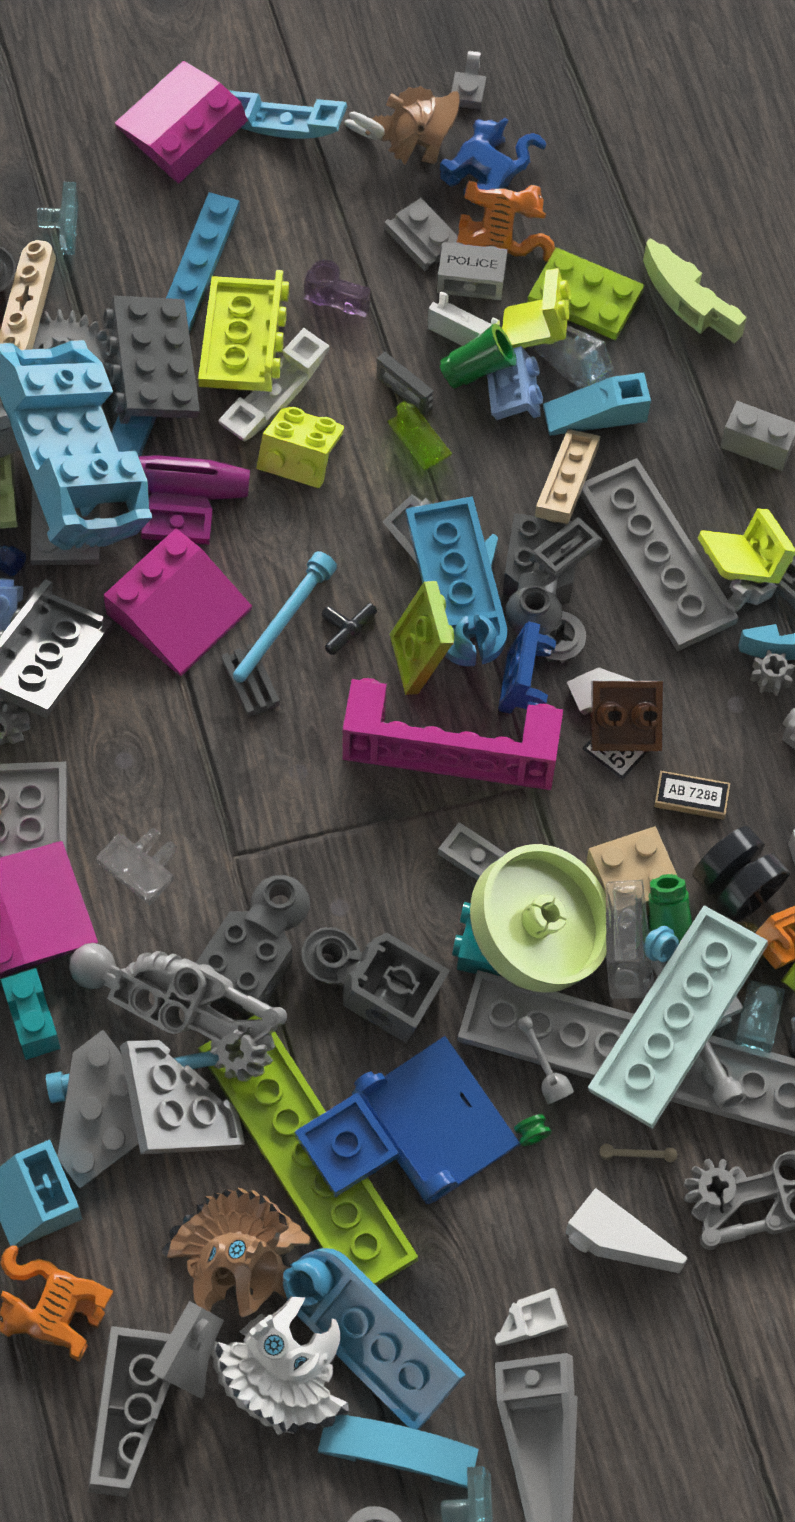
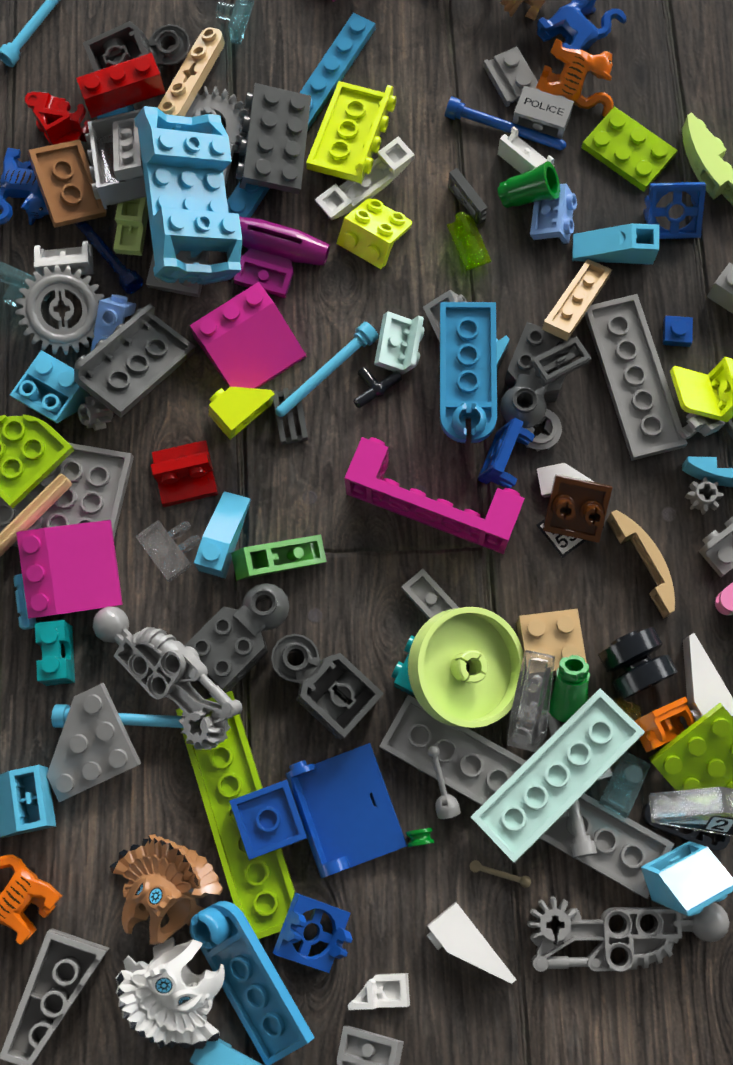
camera: 20 degrees right, 10 degrees up
(137, 773) = (184, 473): none -> red bracket
(174, 1104) = (142, 756): light grey plate -> none
(187, 679) = (238, 407): none -> neon yellow slope
(188, 1350) = (99, 969): light grey plate -> none
(203, 836) = (222, 535): none -> medium azure slope
(277, 846) = (278, 557): none -> bright green slope
(336, 293) = (431, 112): clear purple plate -> none
(364, 568) = (399, 342): none -> light aqua bracket
(406, 1261) = (294, 927): none -> blue piece
(421, 637) = (428, 411): lime plate -> none
(429, 293) = (457, 109): none -> blue piece
(542, 319) = (587, 165): neon yellow bracket -> none
(578, 358) = (603, 193): clear slope -> none
(634, 333) = (697, 193): none -> blue piece
(661, 944) = (557, 713): medium azure plate -> none
(692, 729) = (627, 529): none -> tan slope
(692, 795) = (615, 583): tile -> none
(695, 492) = (677, 331): none -> blue plate

